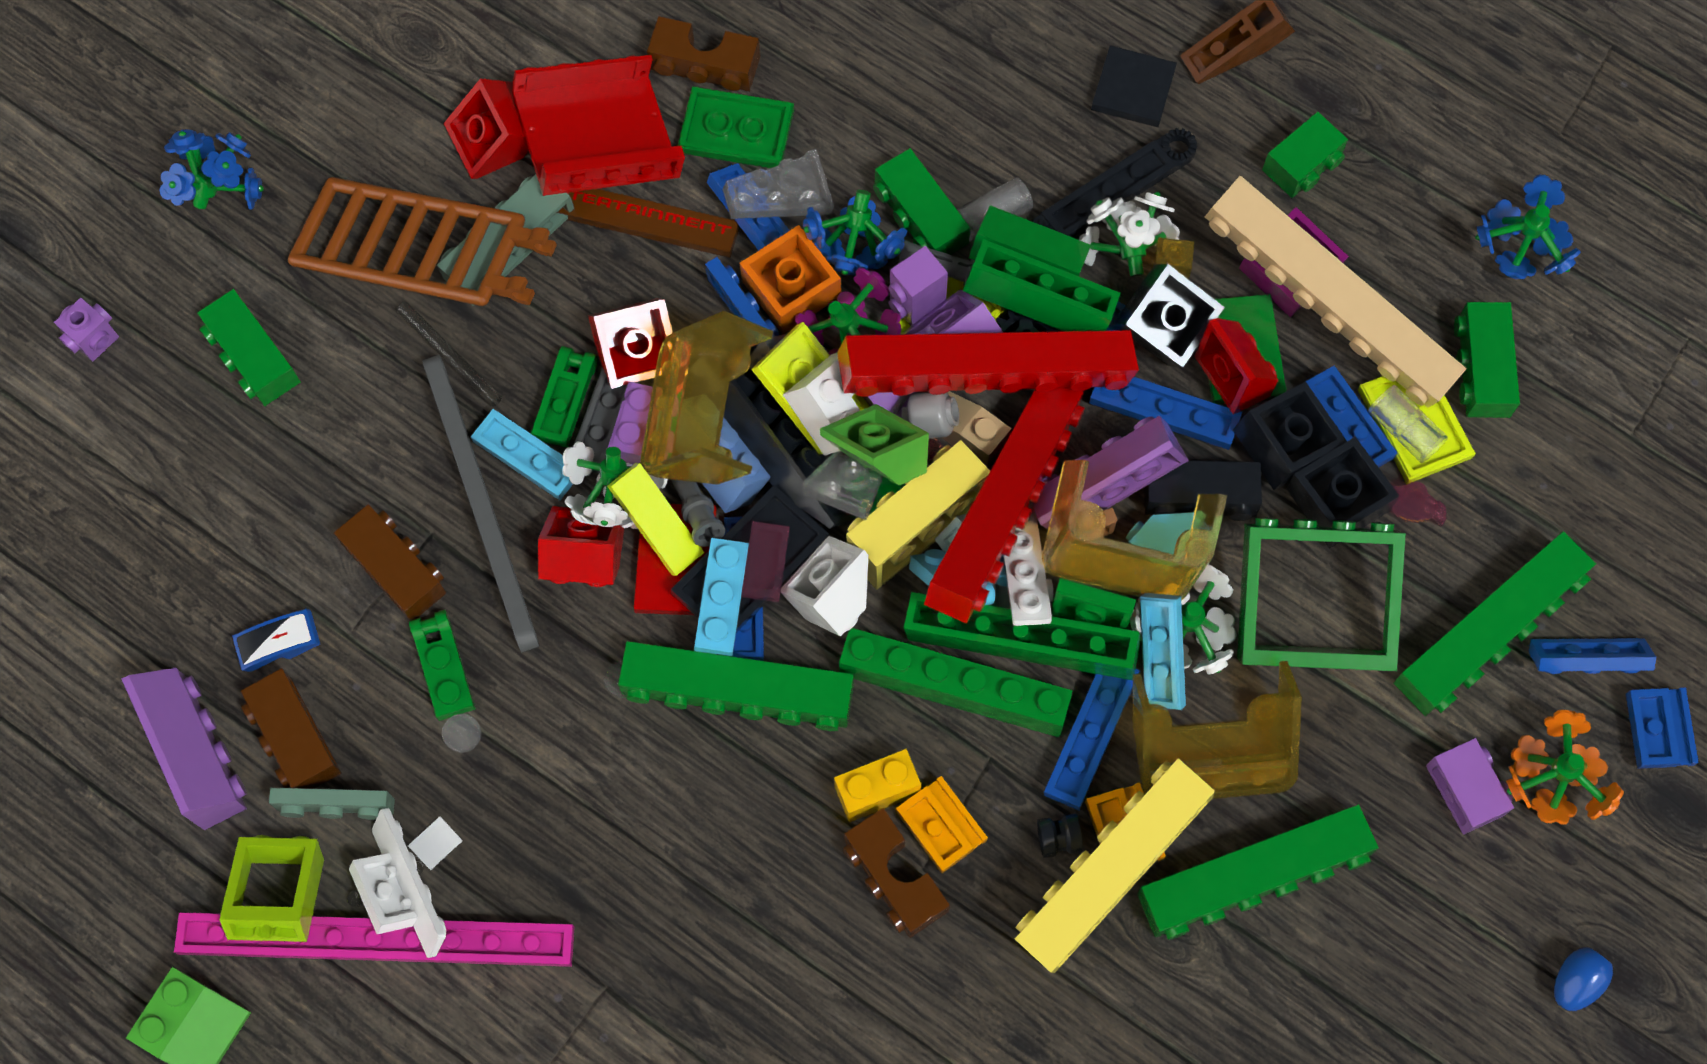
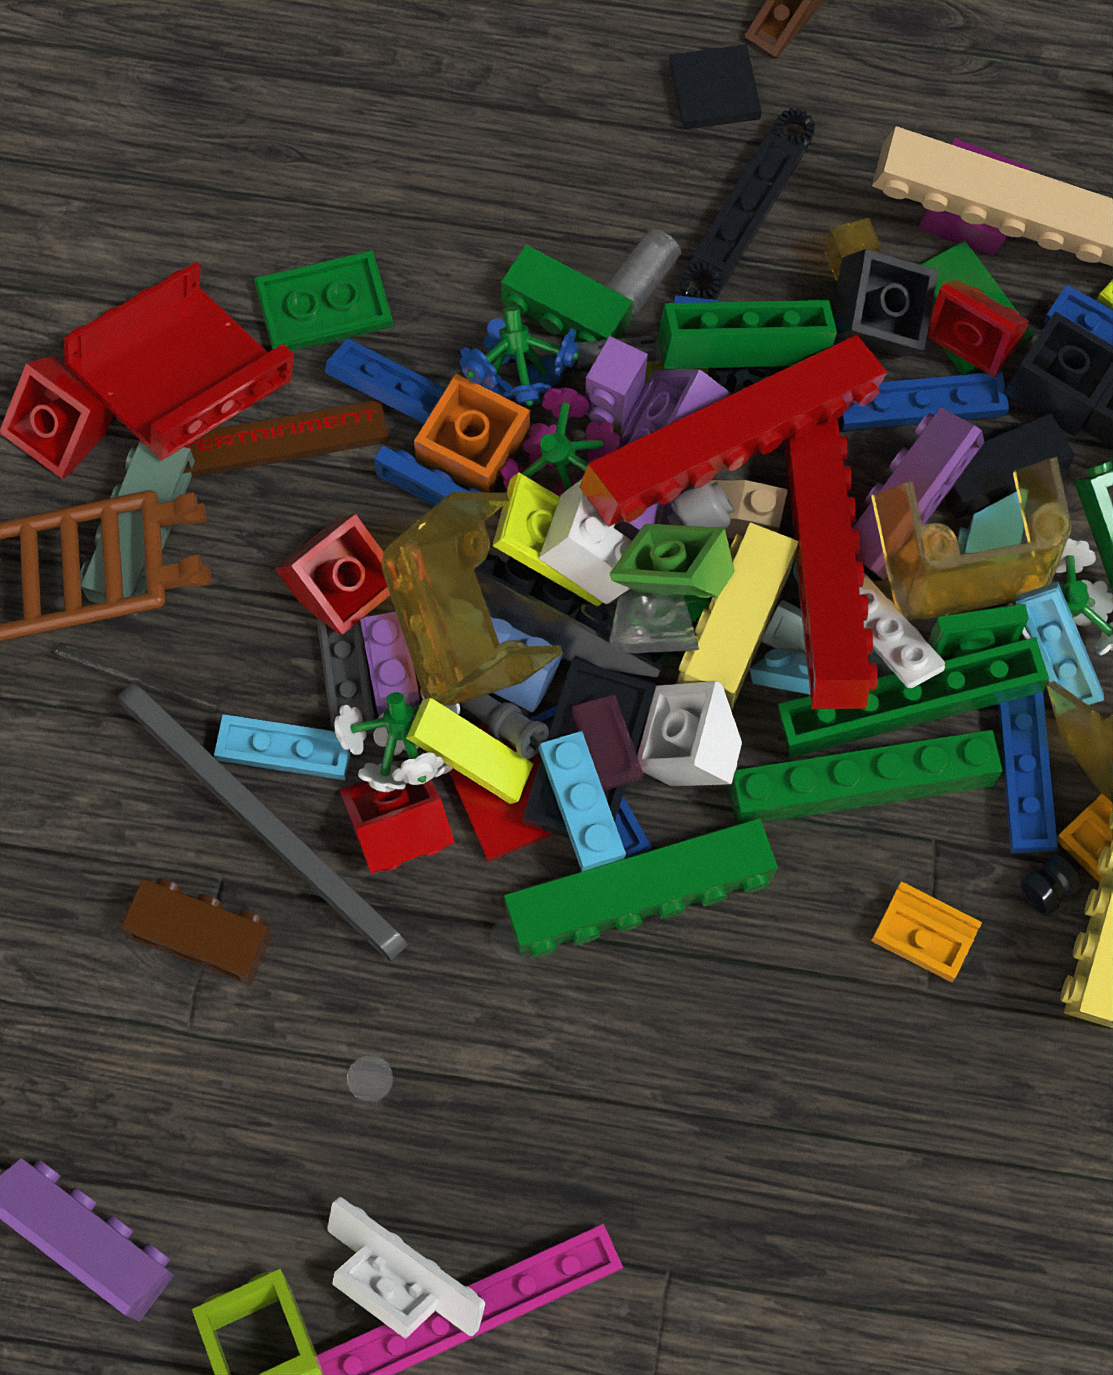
camera: 30 degrees left, 0 degrees up
(276, 638) = (112, 1074): slope -> none
(289, 732) = (183, 1169): reddish brown brick -> none
(330, 802) = (270, 1222): sand green plate -> none
(435, 843) = (404, 1210): white sticker -> none
(442, 666) = (312, 1017): green plate -> none
(564, 397) = (292, 668): green plate -> none
(729, 65) = (281, 240): reddish brown arch -> none
(780, 190) = (411, 347): clear wing -> none
(877, 785) = (842, 922): yellow brick -> none
(911, 903) = (872, 992): reddish brown arch -> none
(1031, 240) = (704, 285): green brick -> none
(1131, 226) = (807, 244): white plant -> none
(1305, 155) = (925, 84): green brick -> none

